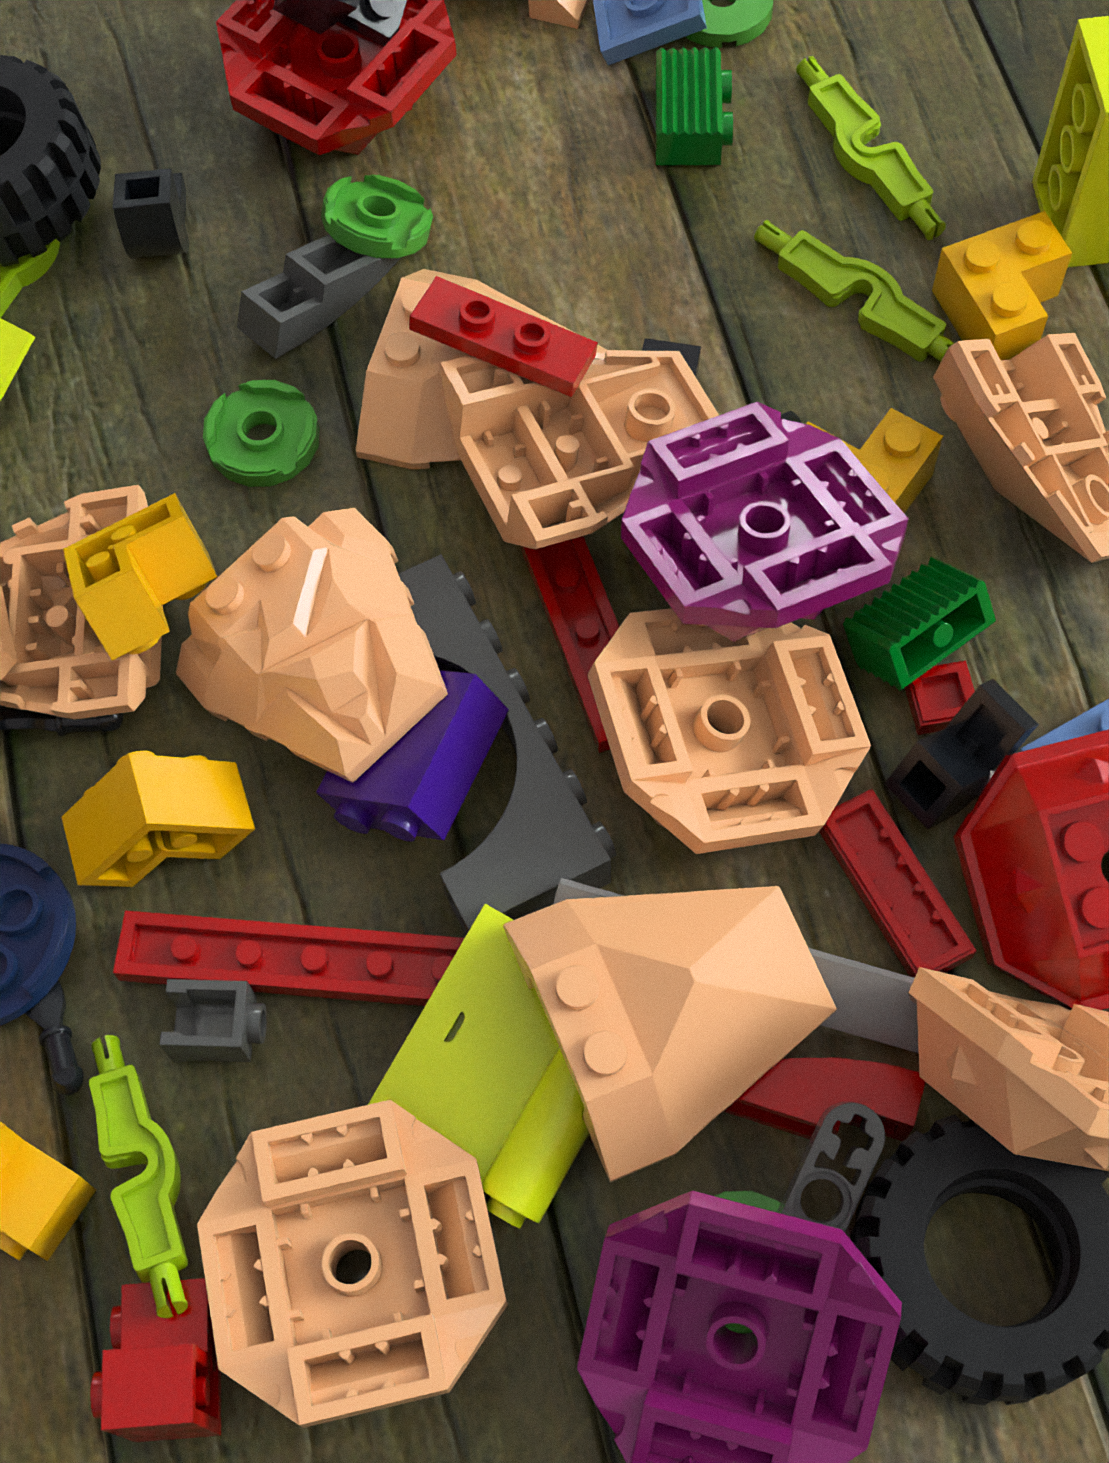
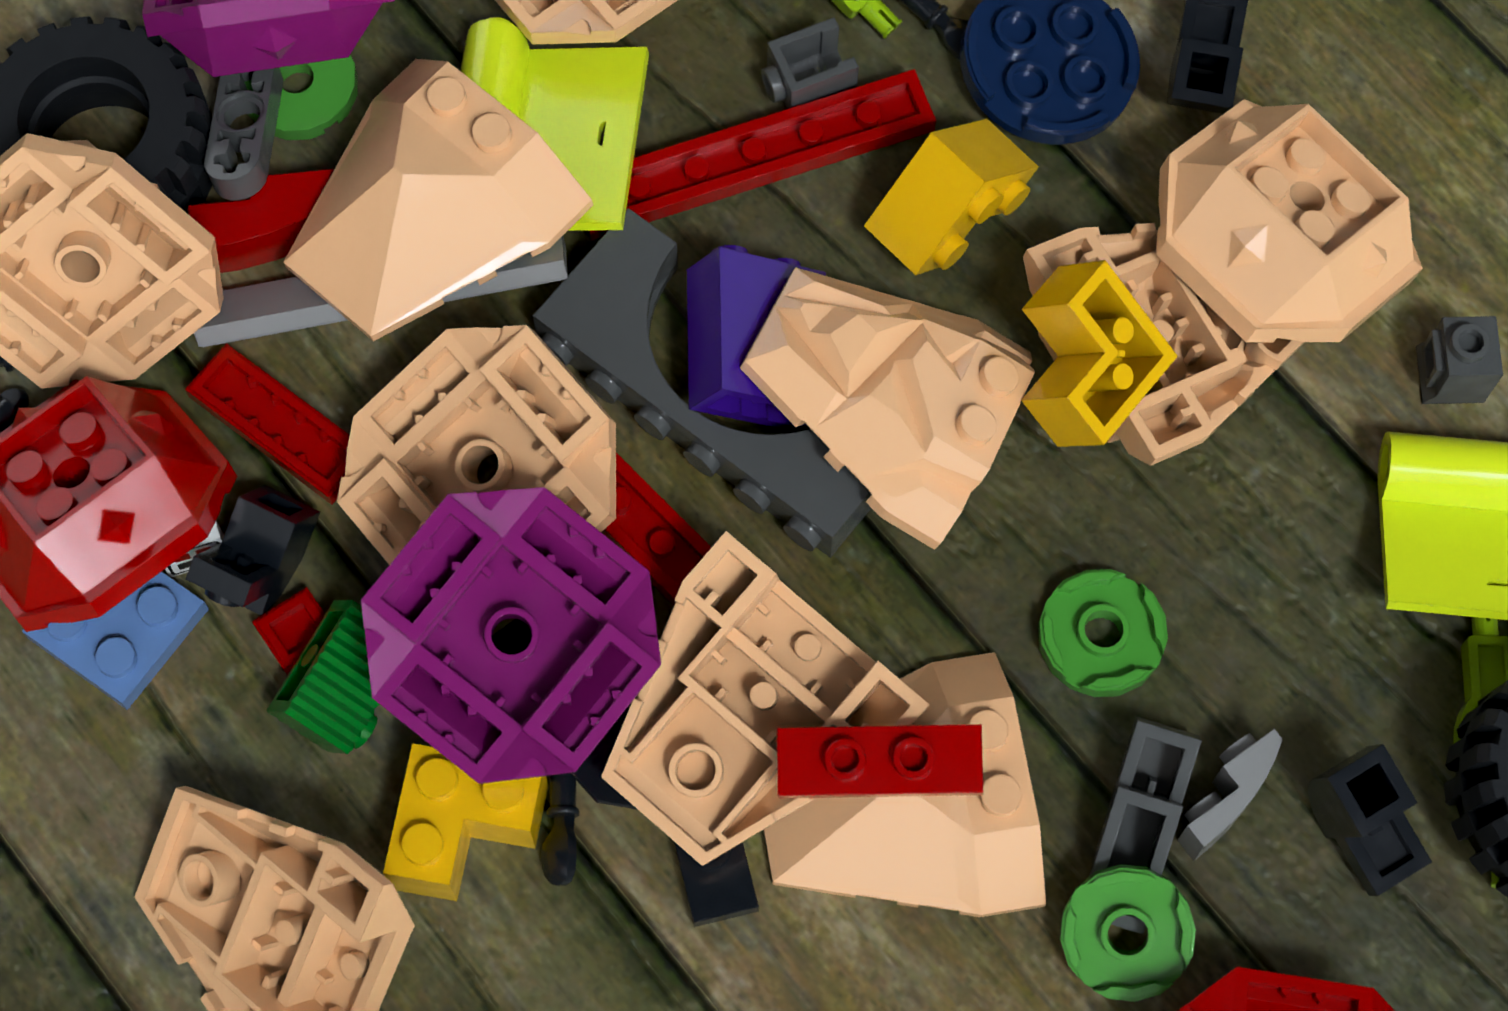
camera: 150 degrees right, 5 degrees up
(217, 280) = (1238, 781): none -> light grey slope

